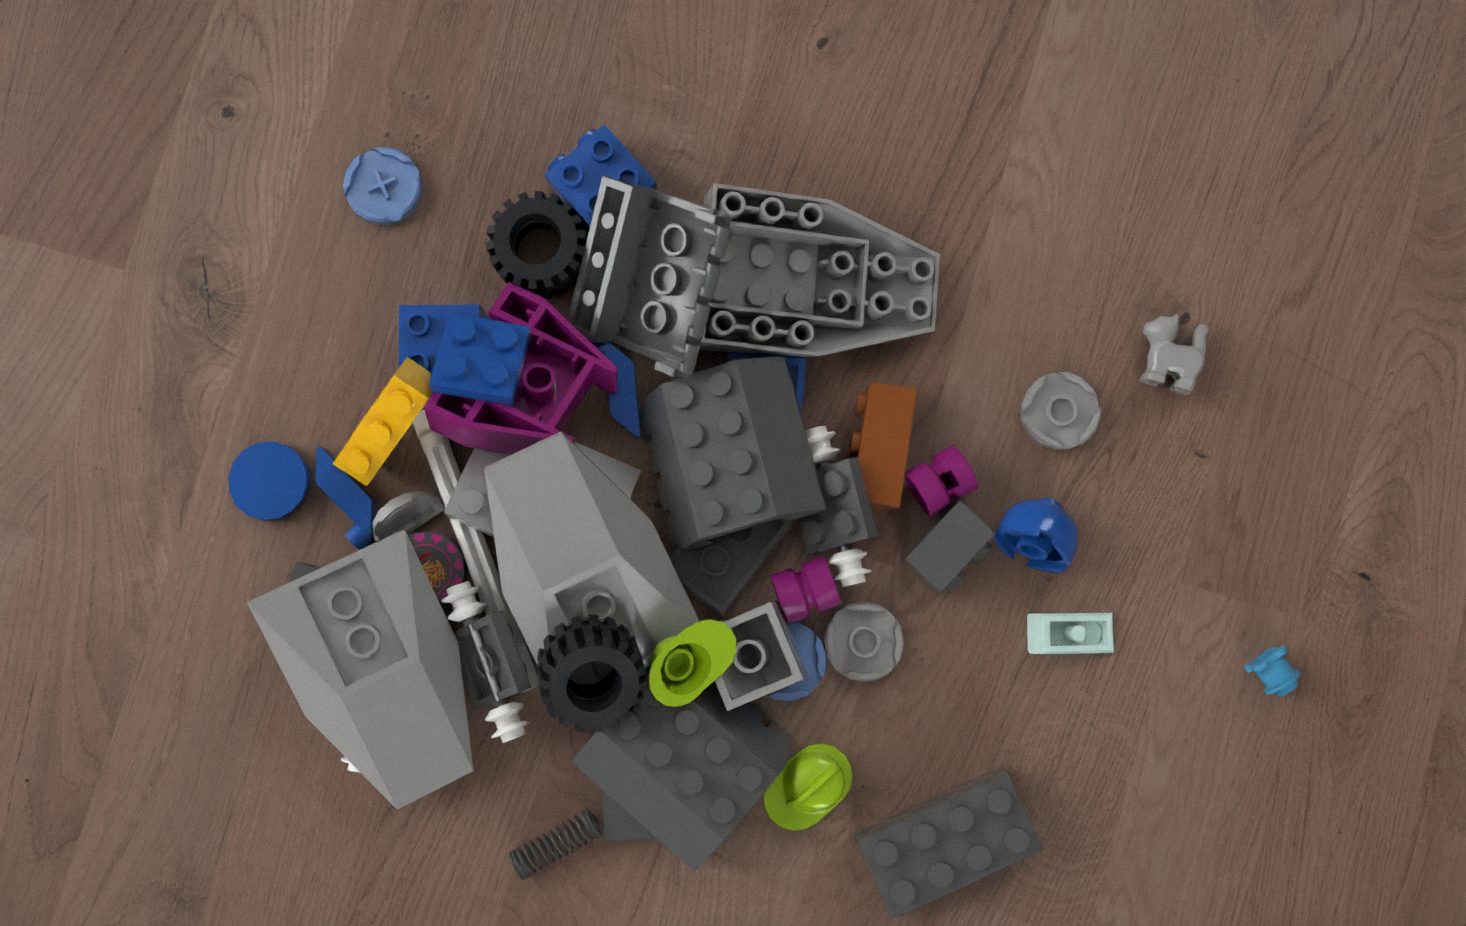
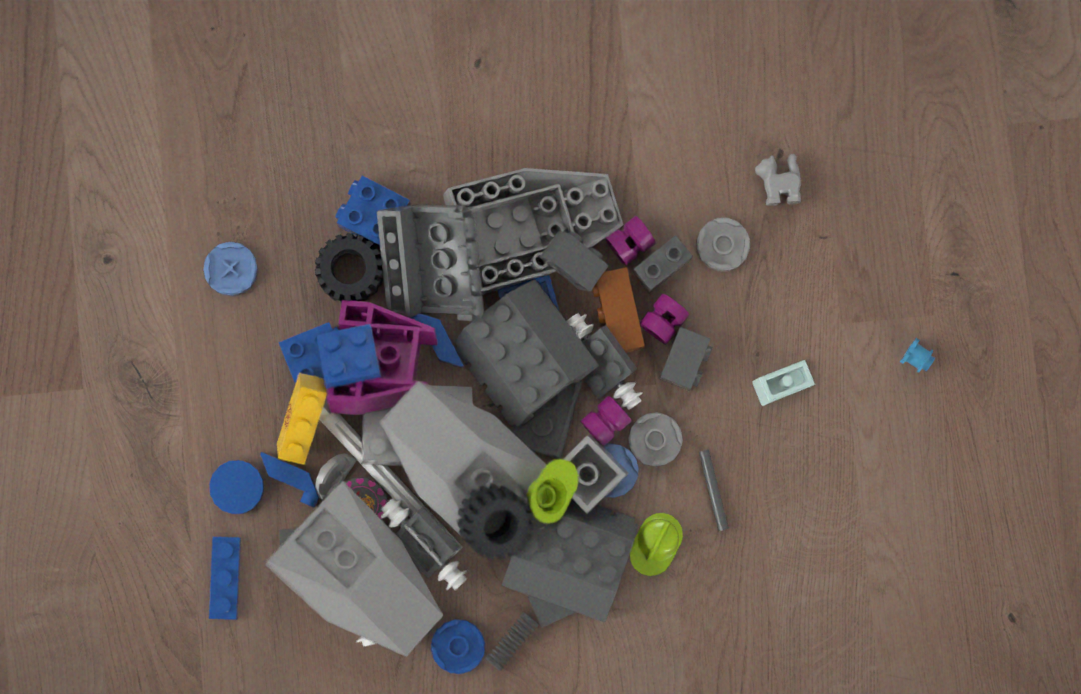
camera: 25 degrees left, 0 degrees up
(202, 598) = (224, 578): none -> blue plate
(489, 810) = (461, 638): none -> blue tile
(849, 350) = (574, 260): none -> dark grey brick
(916, 744) = (713, 490): none -> dark grey bar
(948, 842) = (755, 542): dark grey brick -> none
(949, 351) = (637, 234): none -> magenta wheel
(967, 405) = (662, 264): none -> dark grey brick
(1039, 532) = (738, 327): blue cylinder -> none

